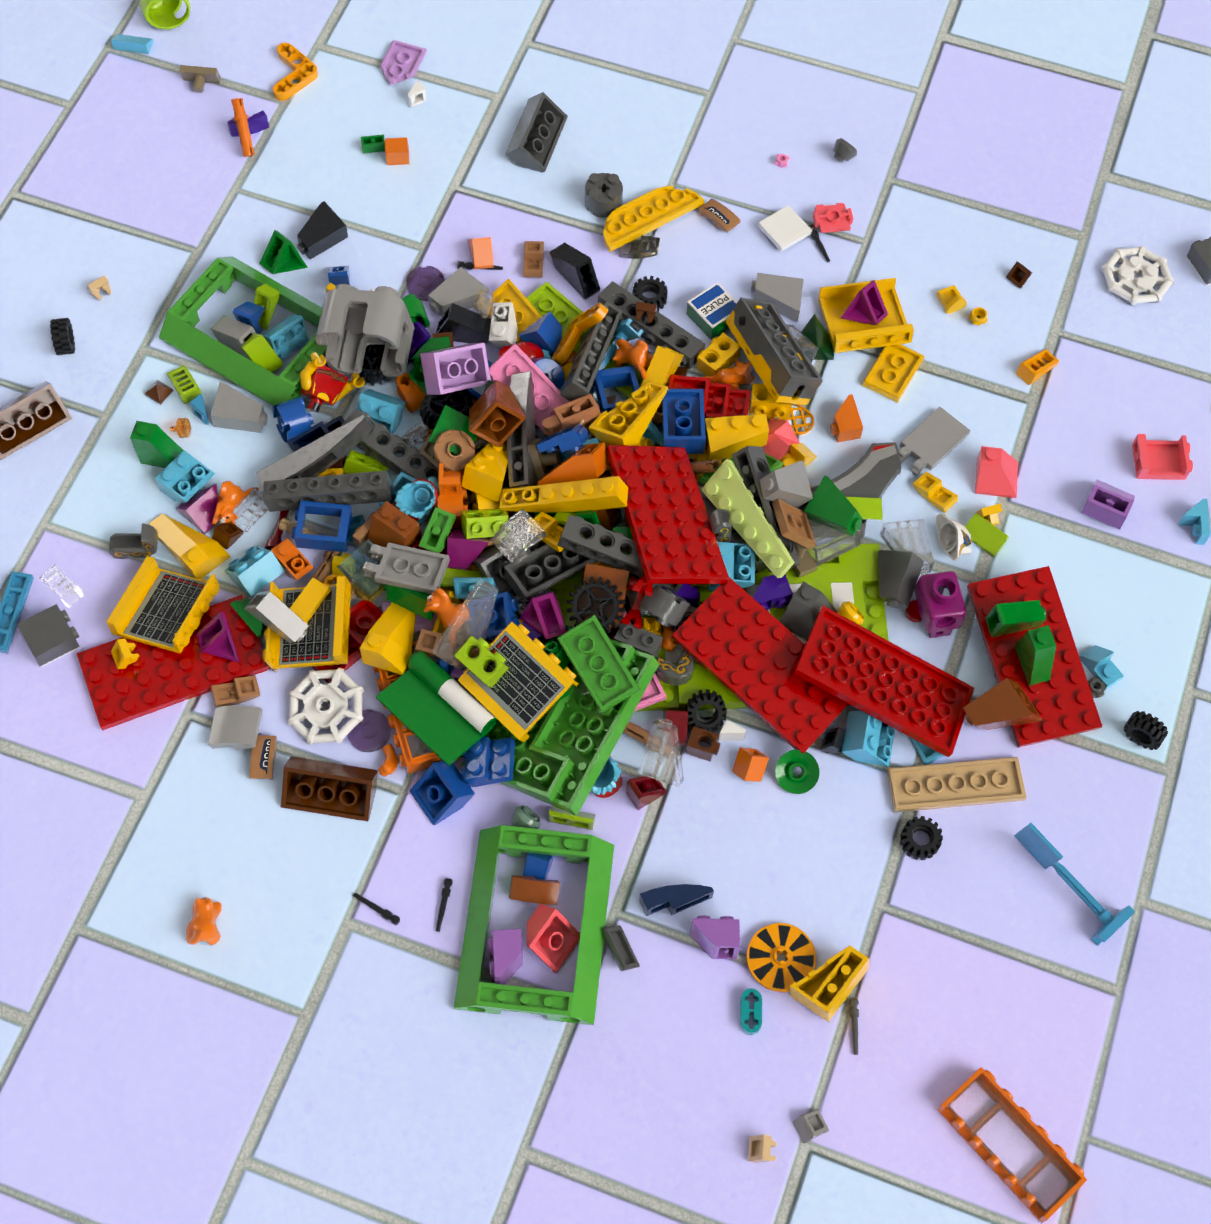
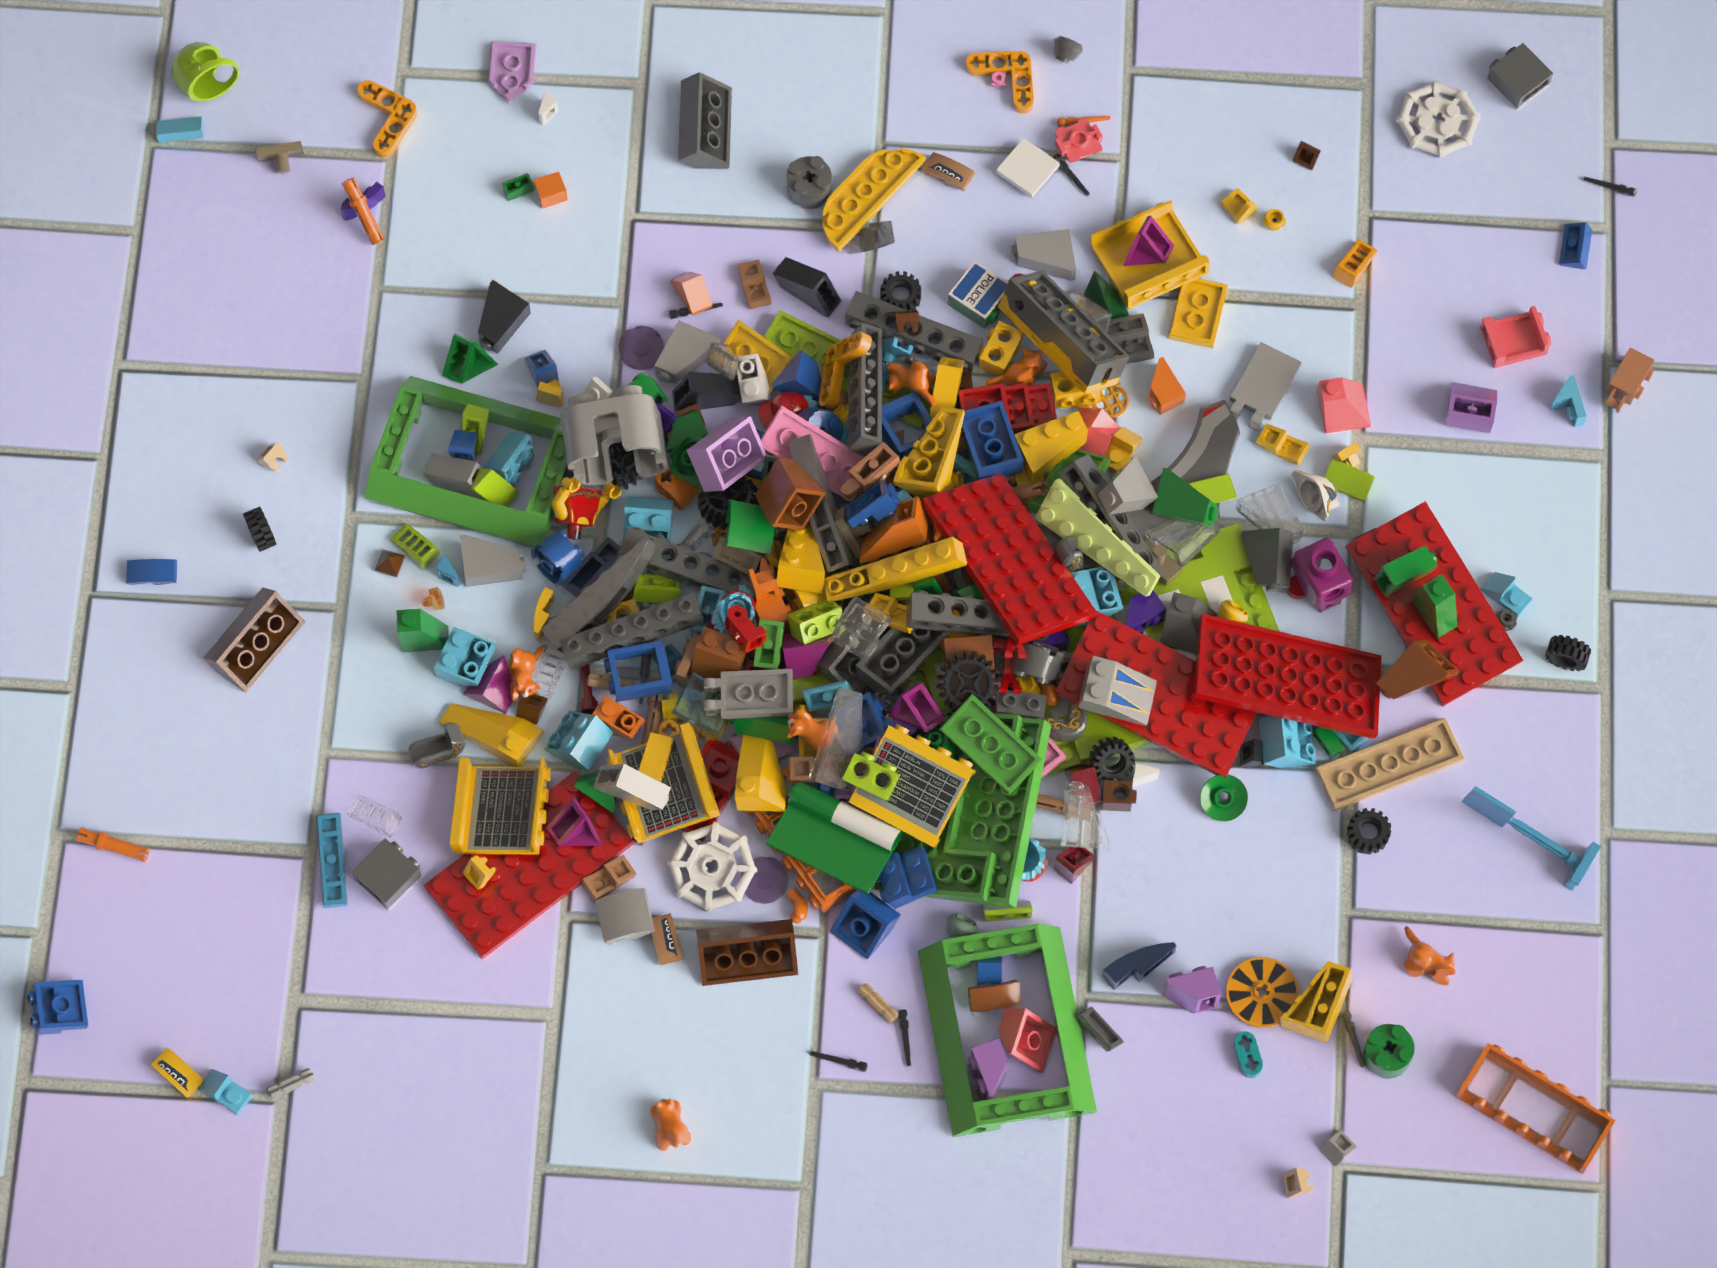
camera: 15 degrees left, 5 degrees up
(265, 458) = (541, 615): none -> yellow slope
(332, 530) = (644, 671): none -> dark grey piece
(417, 512) = (743, 630): none -> red leg
(429, 866) = (878, 1003): none -> tan axle
(459, 439) = (744, 548): medium nougat tile -> none
(726, 649) = (1117, 691): none -> light grey slope
(750, 764) = (1173, 803): orange panel -> none
(794, 524) = (1146, 531): medium nougat tile -> none
(797, 157) = (1015, 70): none -> light orange beam
(833, 374) = (1132, 336): none -> dark grey slope
(855, 208) = (1061, 122): none -> orange piece
(893, 1037) = (1382, 1062): none -> green brick
(906, 749) = (1328, 741): none -> green piece
(941, 969) = (1425, 959): none -> orange animal

